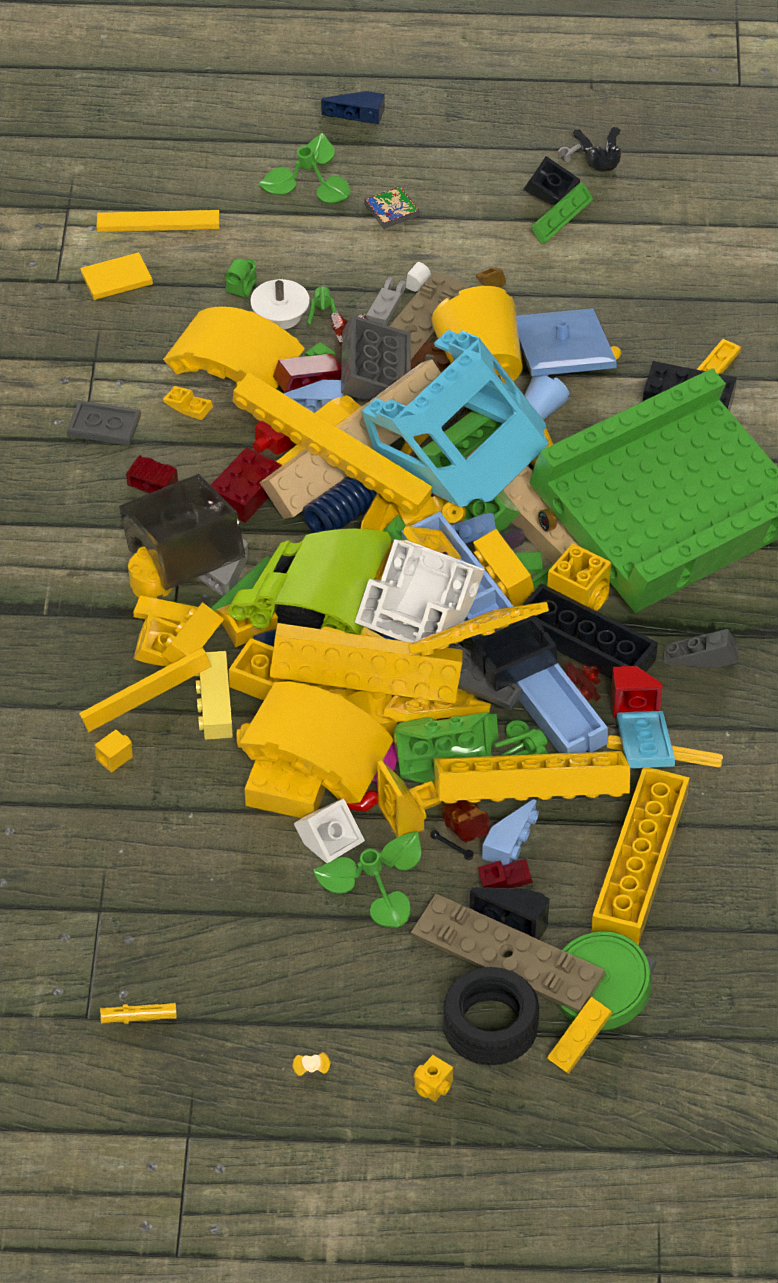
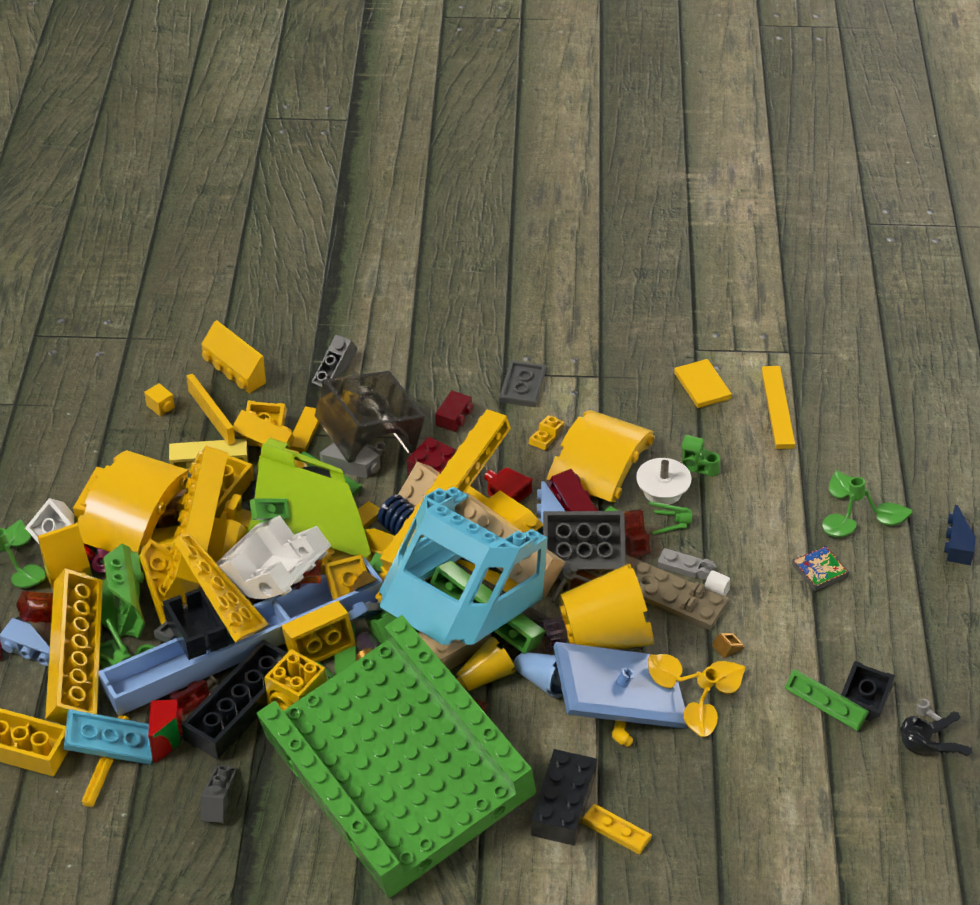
camera: 90 degrees right, 5 degrees down
(50, 676) = (234, 357): none -> yellow slope
(58, 586) = (335, 360): none -> dark grey slope
(349, 599) = (268, 508): none -> bright green slope
(443, 527) = (363, 580): none -> pearl gold slope
(560, 276) = (723, 674): none -> yellow plant

